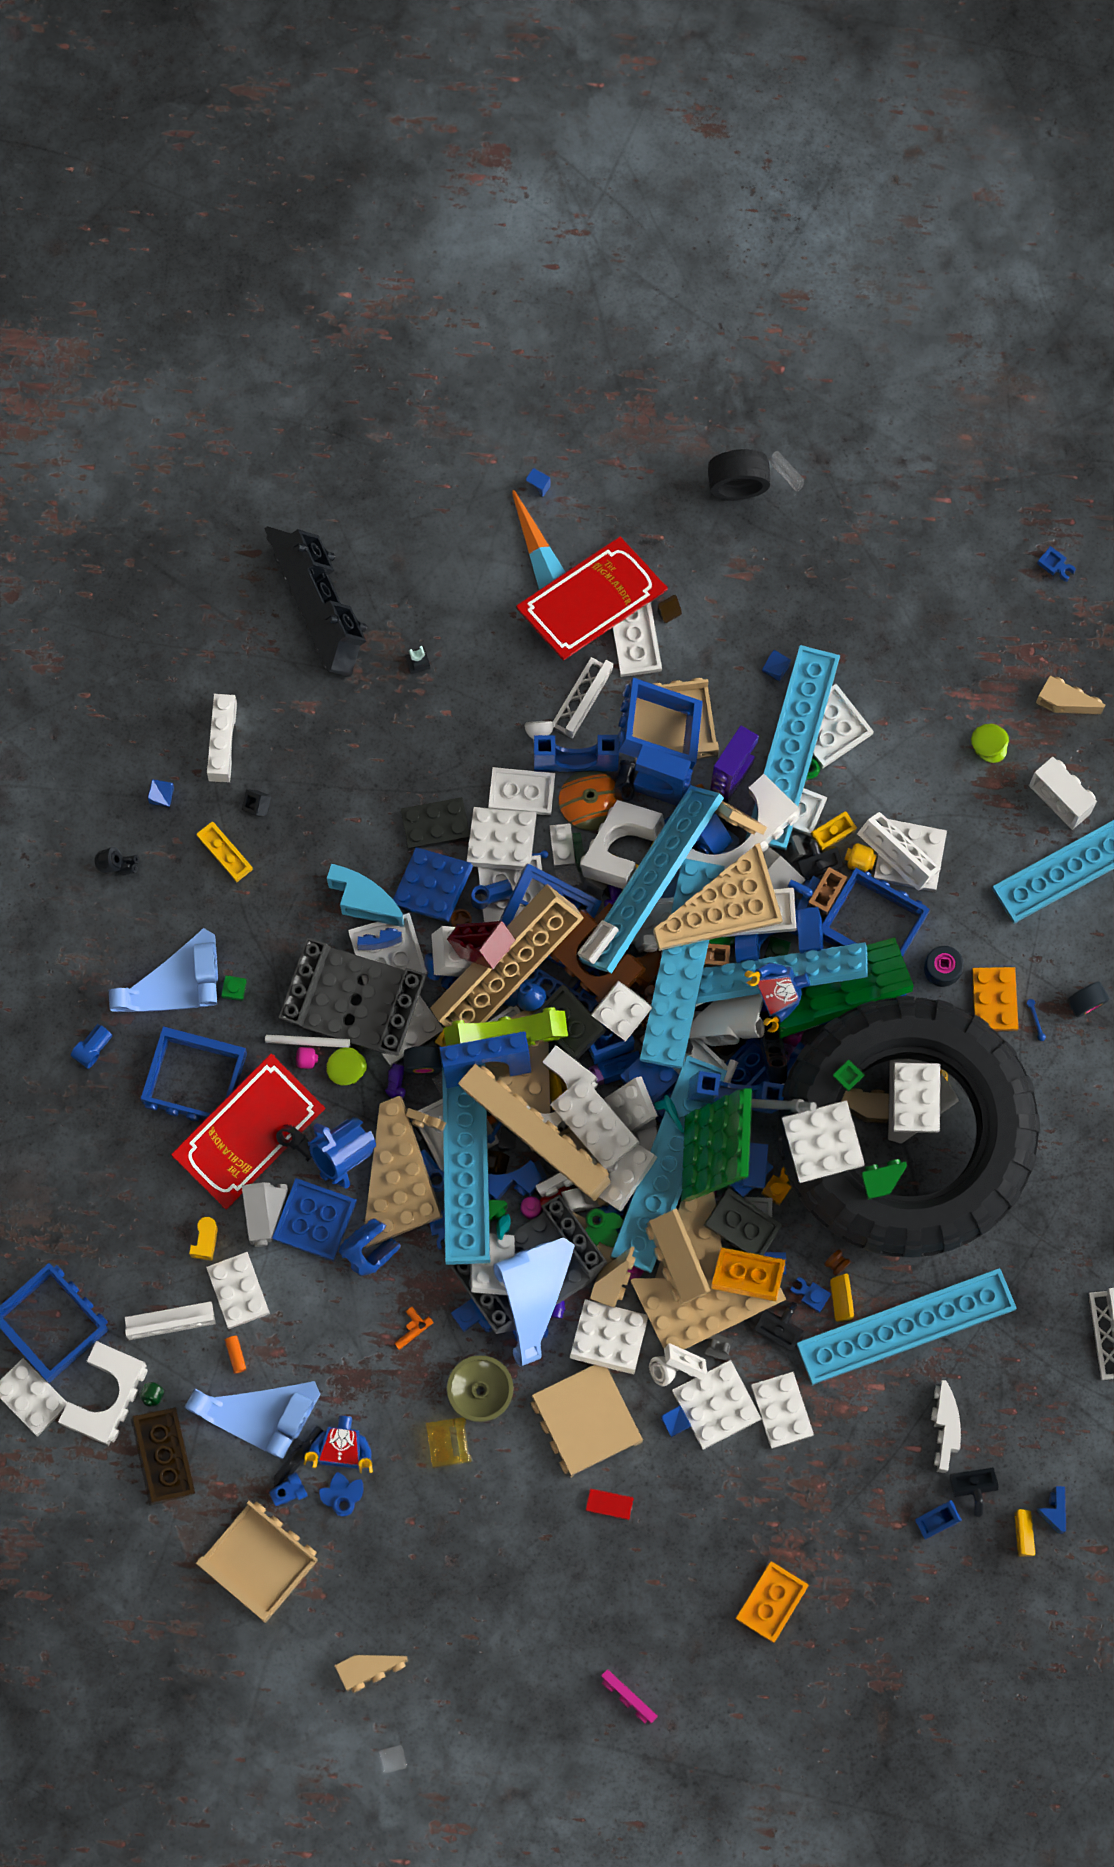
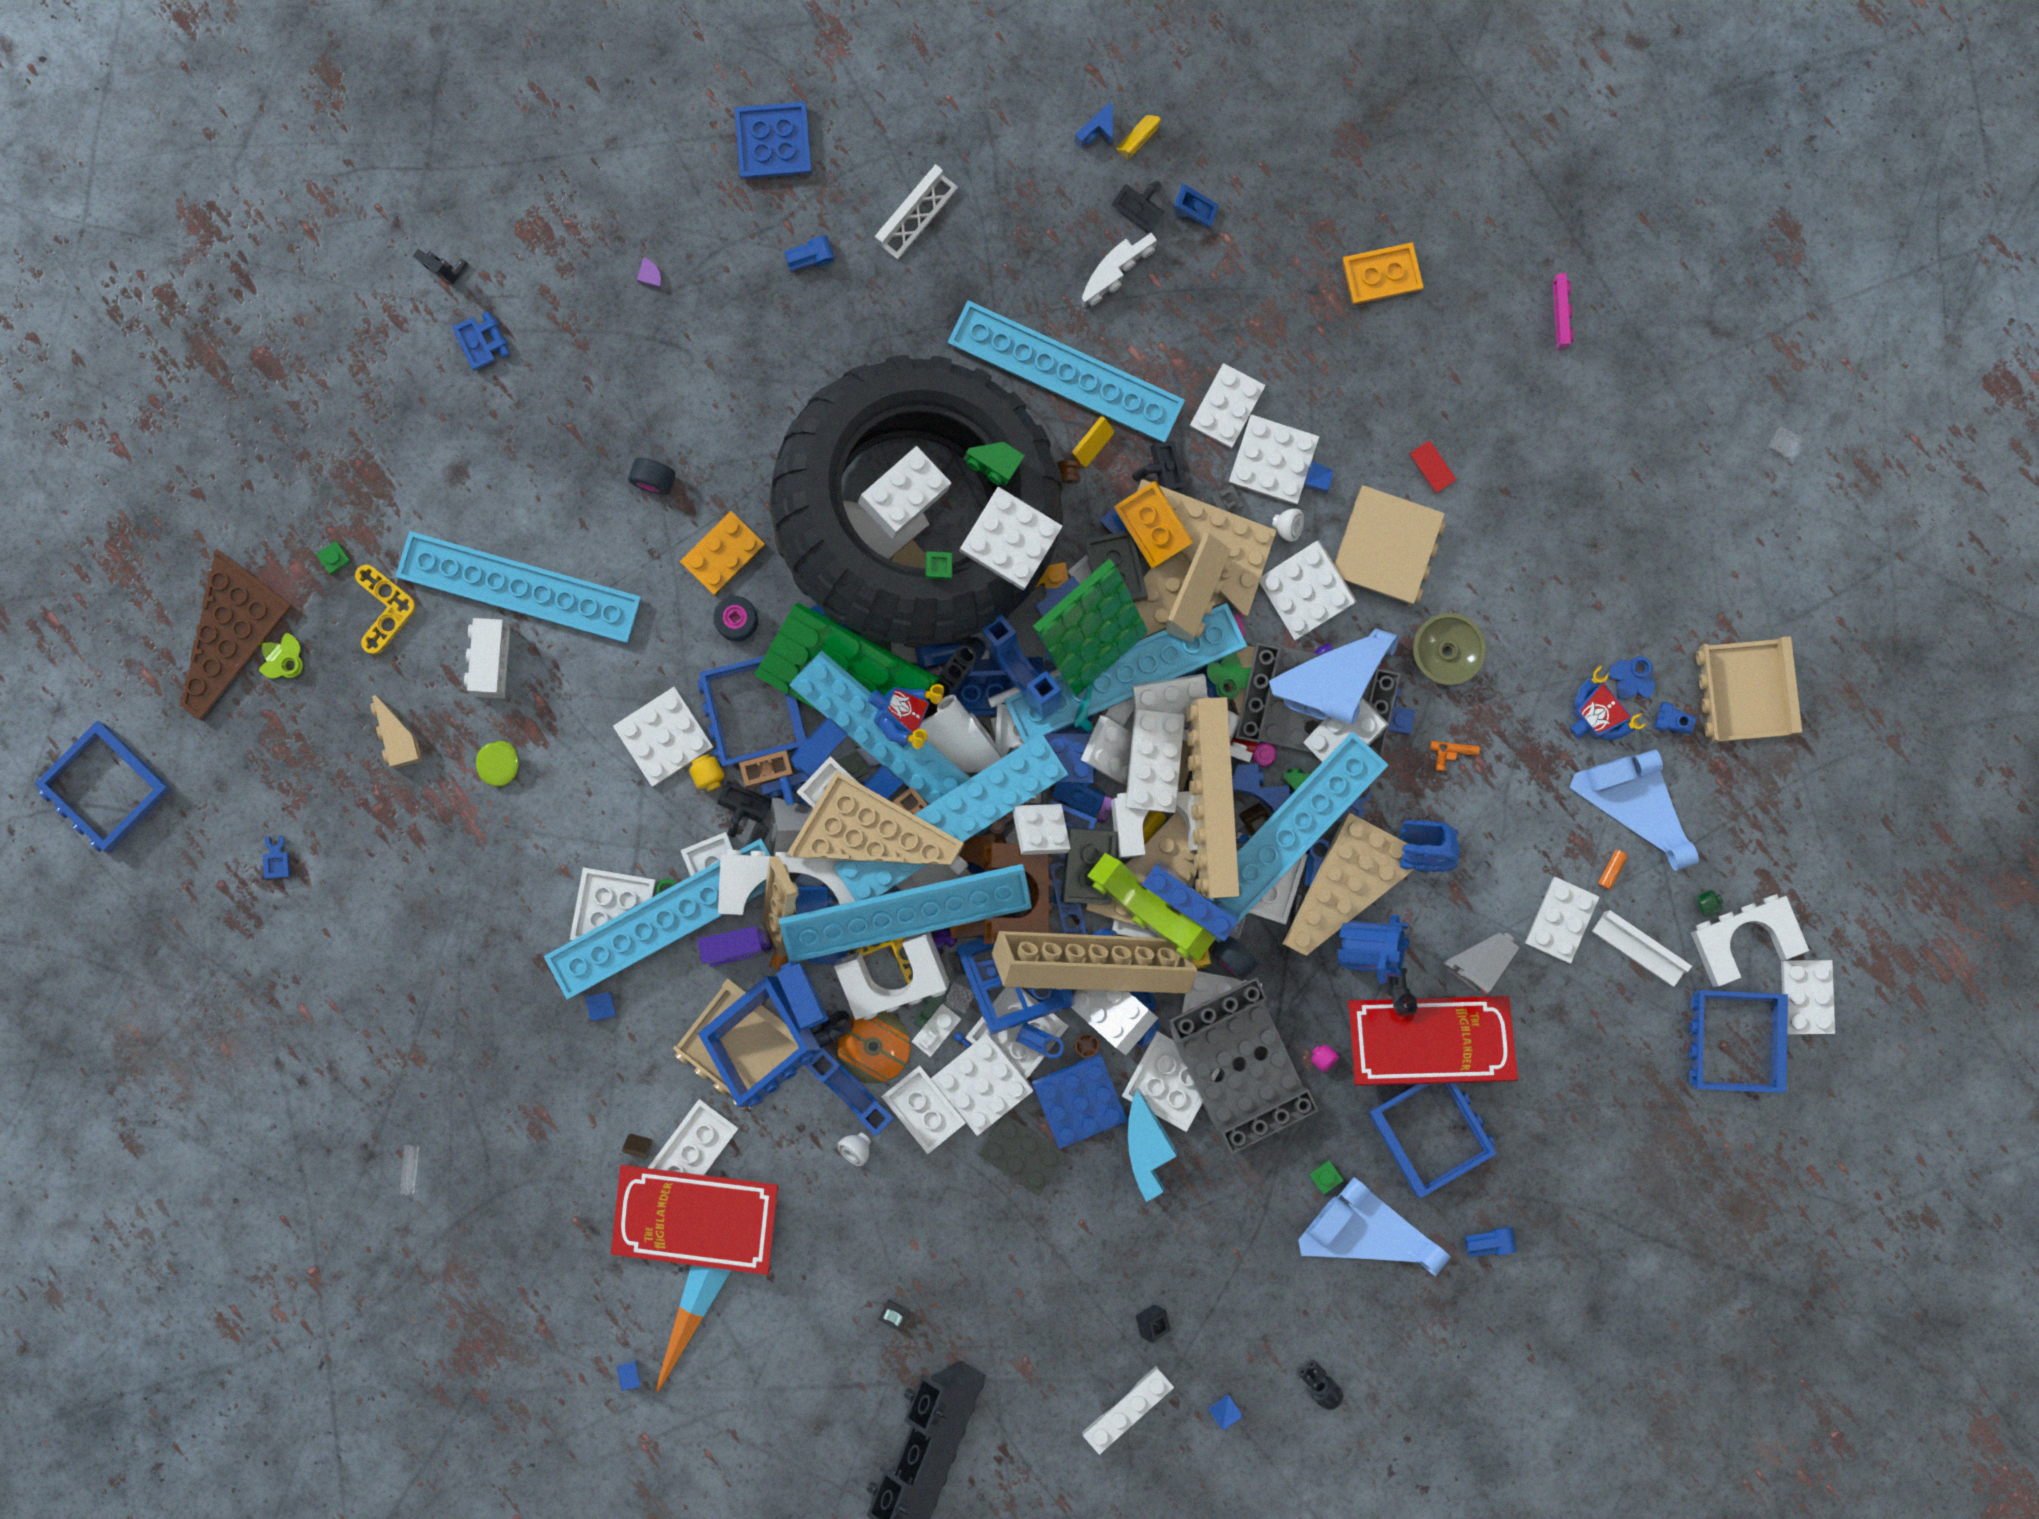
camera: 135 degrees left, 10 degrees up
(162, 1456) = (1746, 845): dark brown slope -> none
(206, 1239) = (1542, 991): yellow leg -> none
(224, 851) = (1221, 1305): yellow plate -> none
(296, 1457) = (1640, 741): black sword -> none
(310, 1041) = (1311, 1069): white bar -> none
(314, 1219) = (1447, 916): blue plate -> none
(346, 1066) = (1299, 1016): lime piece -> none
(363, 1668) = (1743, 528): tan slope -> none
(388, 938) = (1164, 1089): blue slope -> none
(395, 1078) = (1271, 966): dark purple arm -> none
(421, 1119) = (1286, 907): tan plate -> none
(441, 1444) = (1518, 639): clear yellow plate -> none
(481, 942) = (1105, 991): dark red wedge -> none
(503, 1226) = (1305, 757): teal bar -> none
(531, 996) = (1097, 919): blue brick -> none
(577, 716) = (785, 1134): white fence -> none
(597, 941) = (1004, 903): white tile -> none
(610, 1280) = (1260, 627): tan slope -> none
(685, 1361) = (1267, 511): white plate -> none
(739, 474) = (456, 1202): black tyre -> none
(795, 1105) = (1002, 588): light grey bar -> none
(814, 1296) = (1112, 467): blue plate -> none
(834, 831) = (705, 816): yellow slope -> none
(897, 852) = (675, 744): white fence -> none
(1030, 1004) = (697, 522): blue hinge -> none

